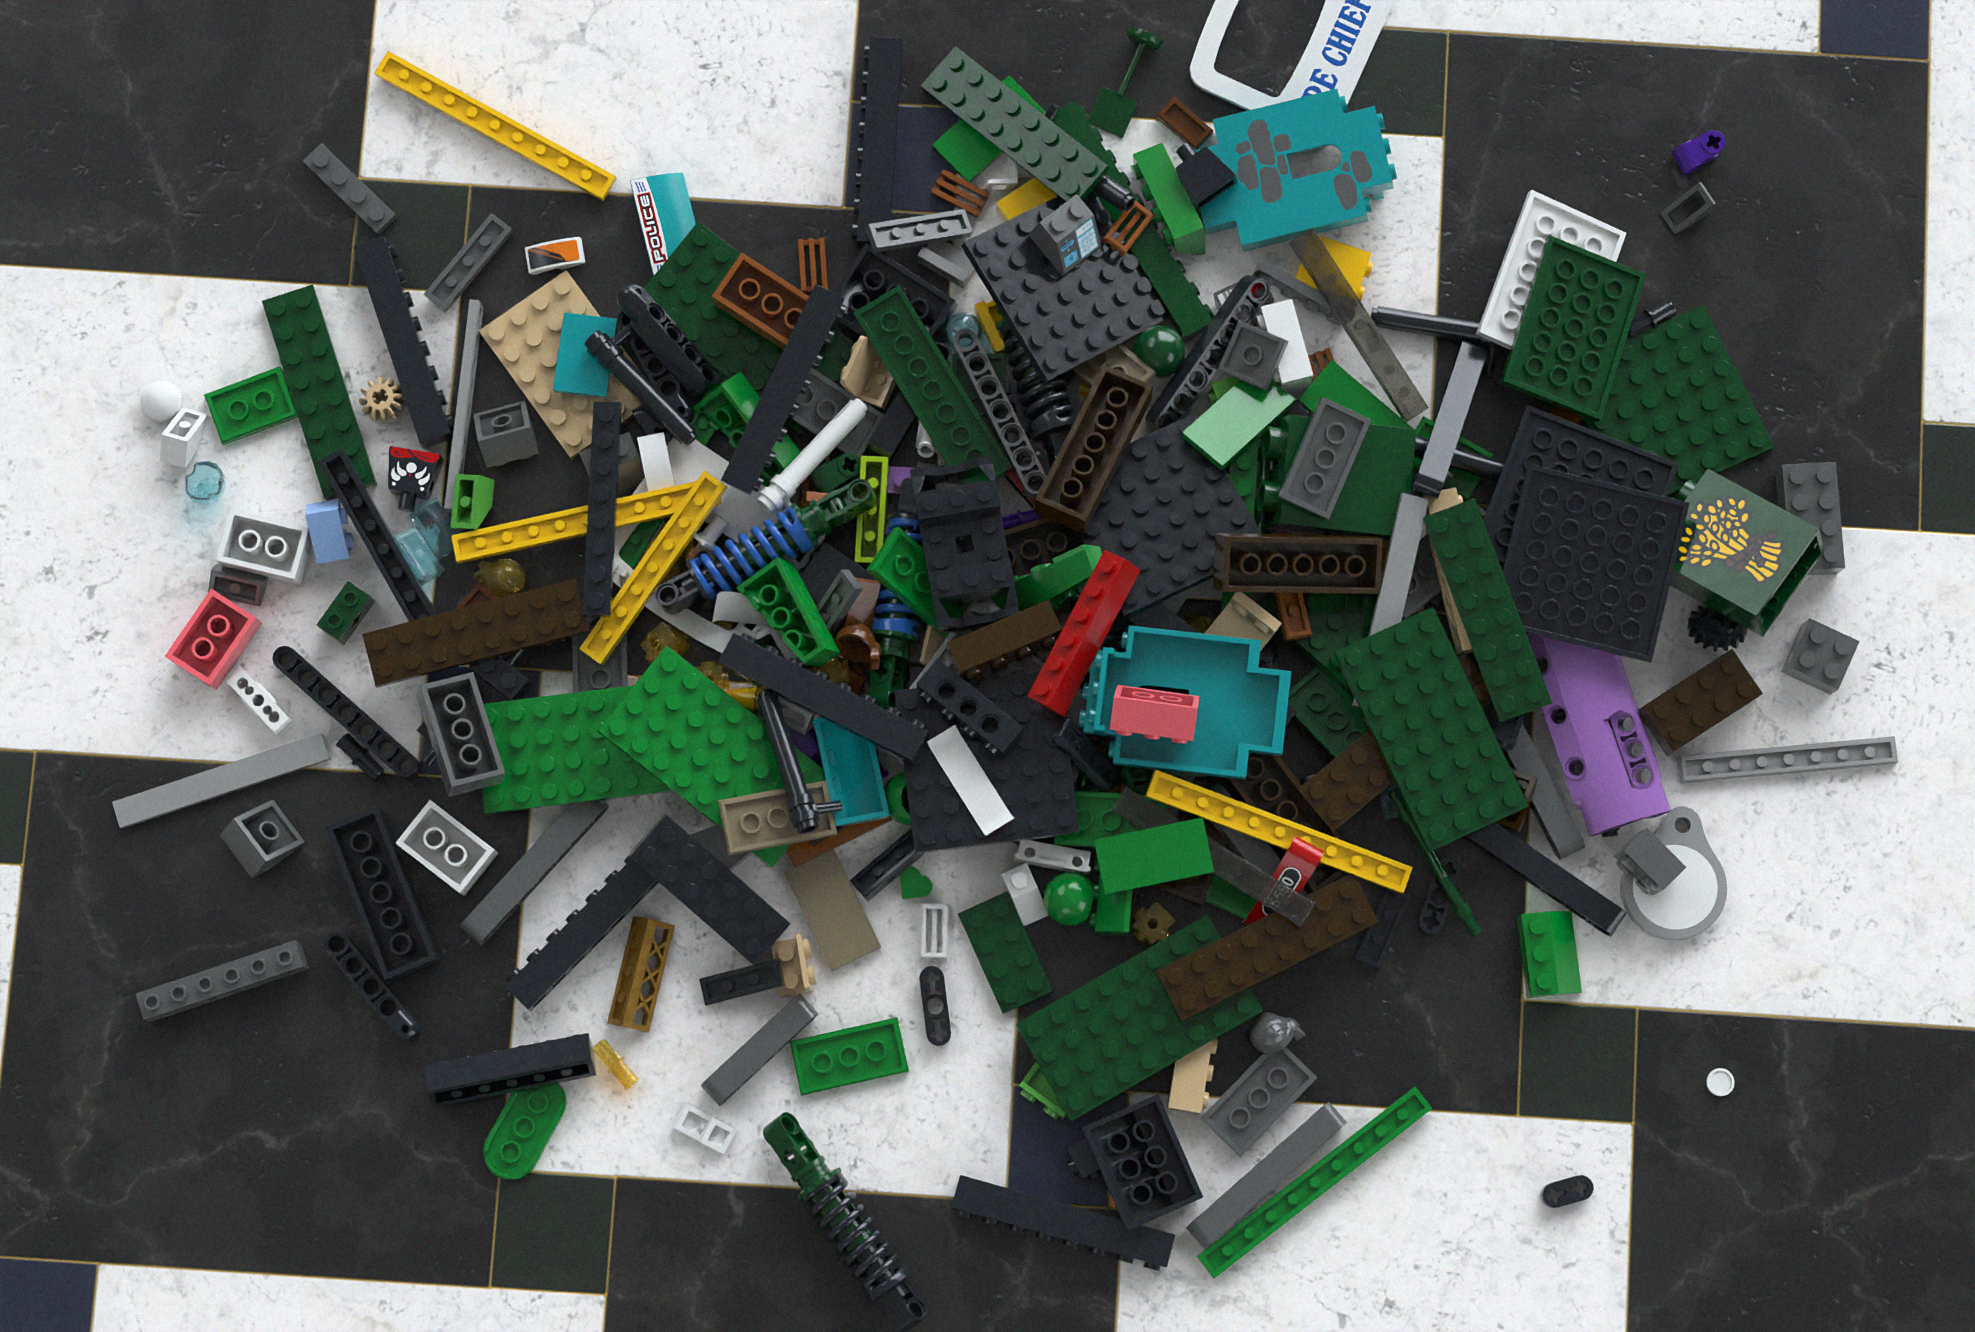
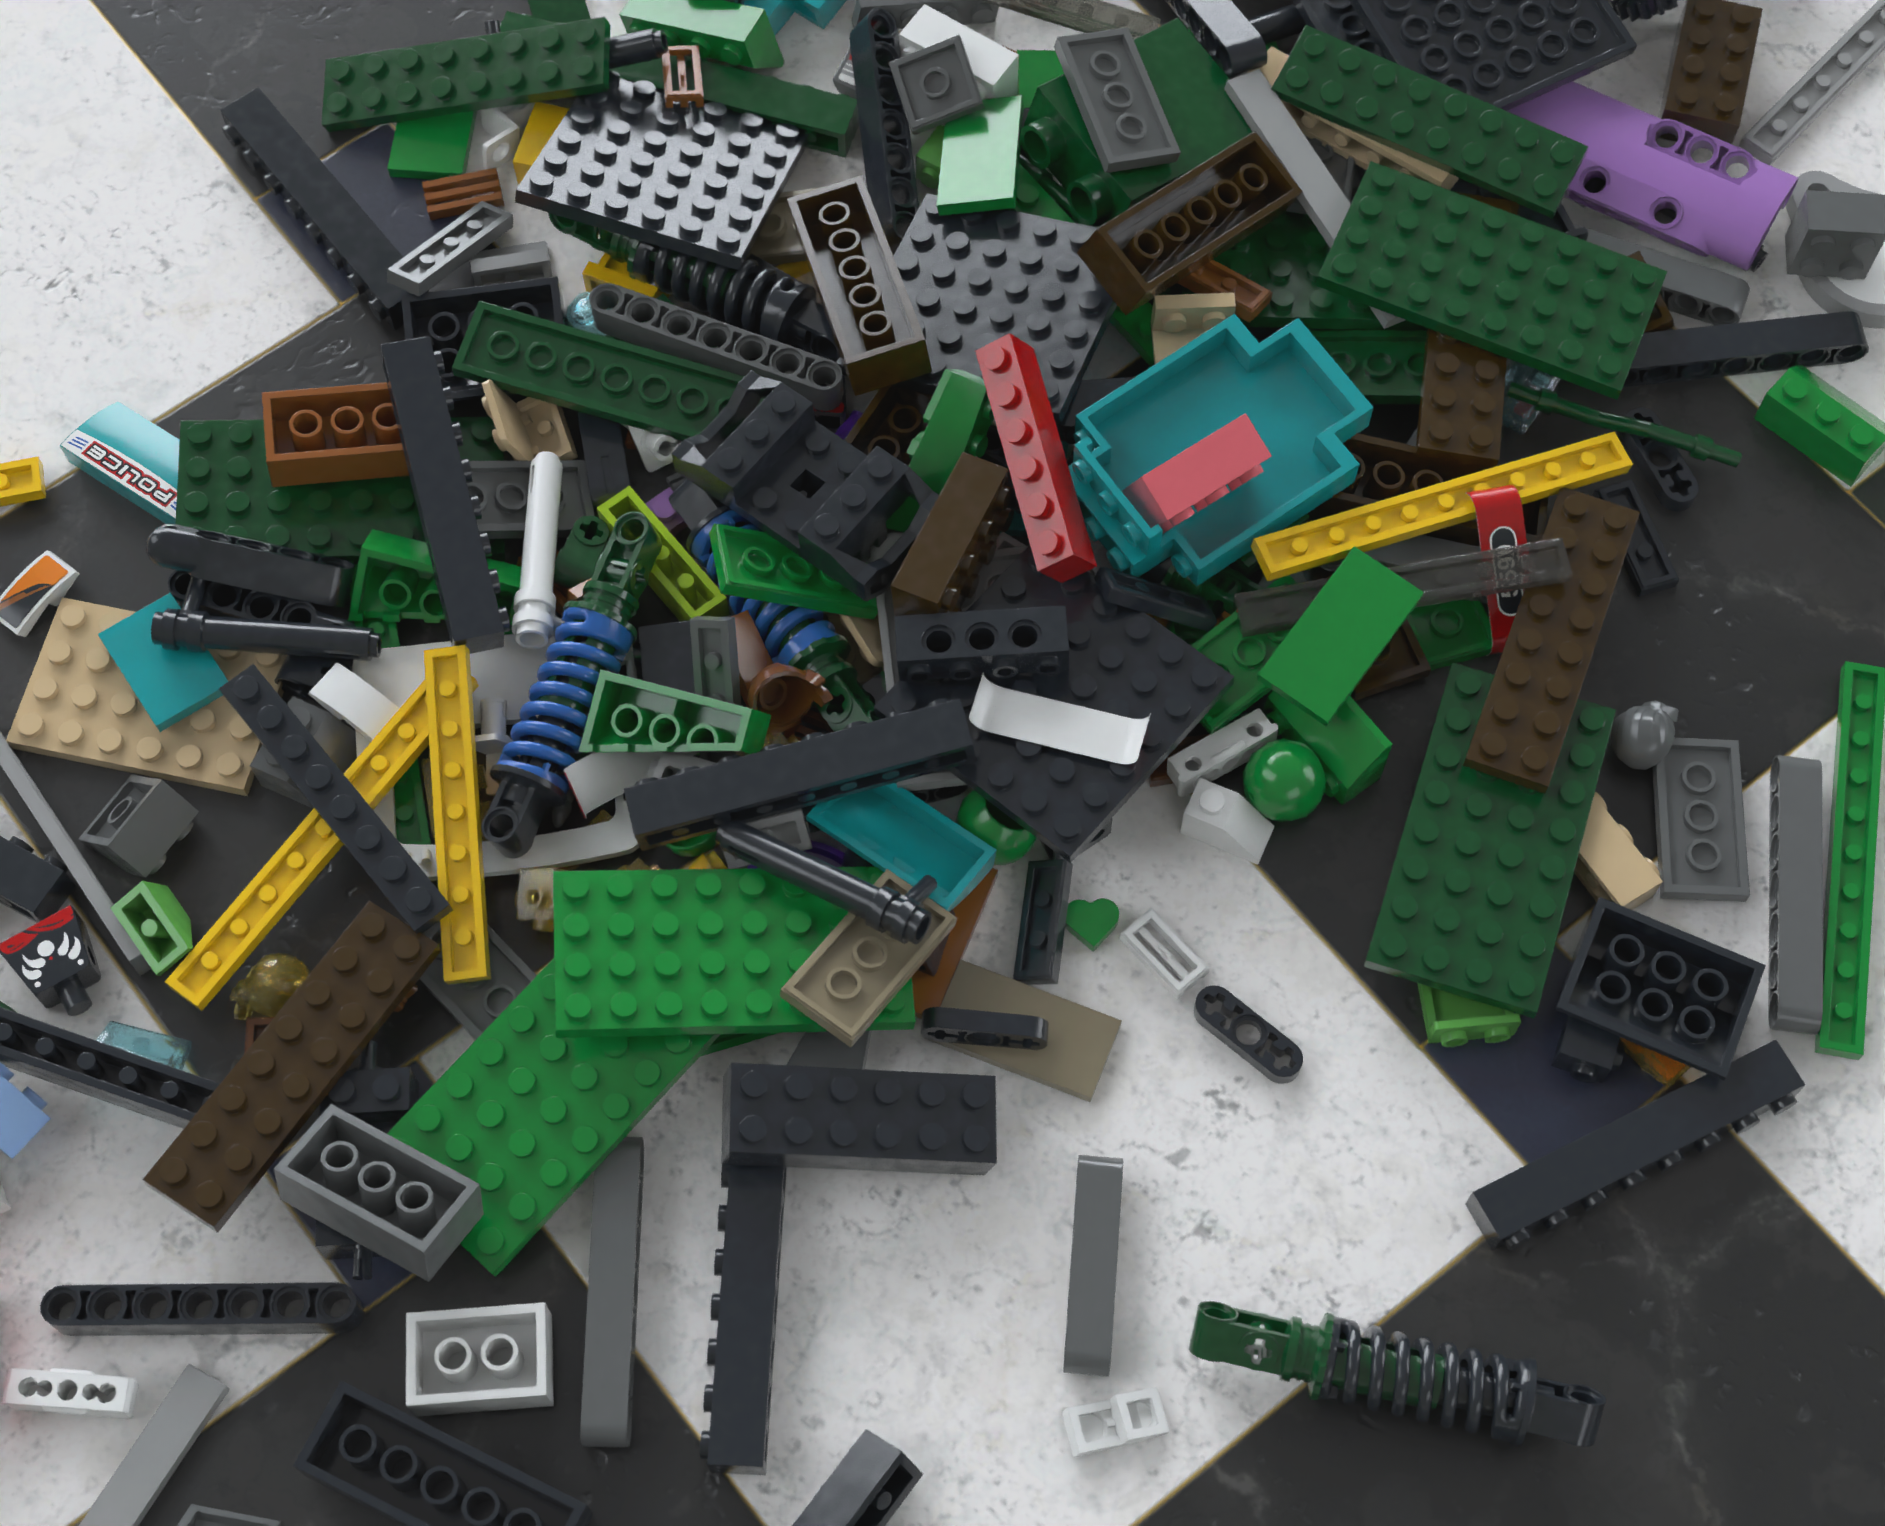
camera: 40 degrees left, 15 degrees down
(345, 613) = (100, 1189): dark green brick -> none
(360, 757) = (267, 1349): black axle -> none
(435, 526) = (137, 1001): clear light blue slope -> none
(615, 1064) = (933, 1441): clear yellow axle -> none
(635, 972) = (855, 1304): pearl gold fence -> none
(742, 982) = (997, 1203): black tile -> none
(794, 965) = (1044, 1127): tan bracket -> none
(810, 894) = (984, 1028): none -> black beam
(811, 243) = (340, 361): dark orange tile -> none
(849, 1056) = (1204, 1181): green tile -> none
(1005, 952) = (1267, 907): dark green plate -> none
(1067, 235) = (623, 111): dark grey slope -> none
(1155, 914) = (1405, 727): clear yellow brick -> none
(1161, 350) = (826, 162): dark green helmet -> none

